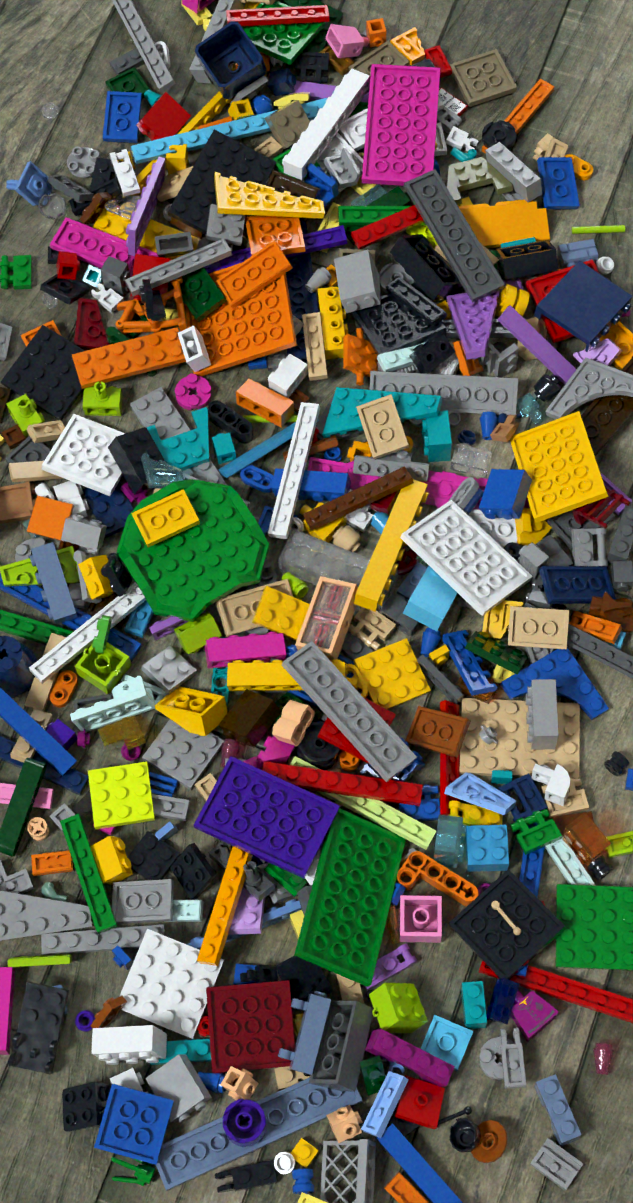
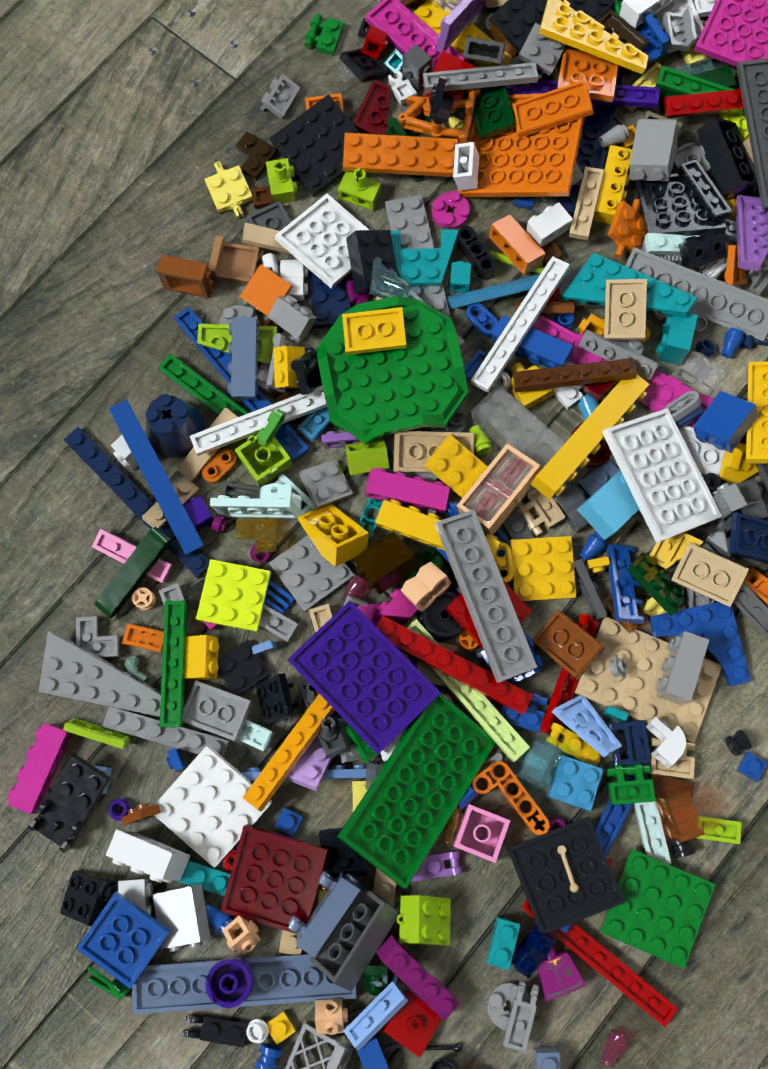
camera: 20 degrees right, 10 degrees up
(45, 431) = (293, 202): tan plate -> none
(261, 974) = (306, 830): black plate -> none
(346, 538) = (548, 411): tan head -> none
(447, 1041) = (460, 969): medium azure plate -> none
(504, 431) = (747, 354): medium nougat plate -> none

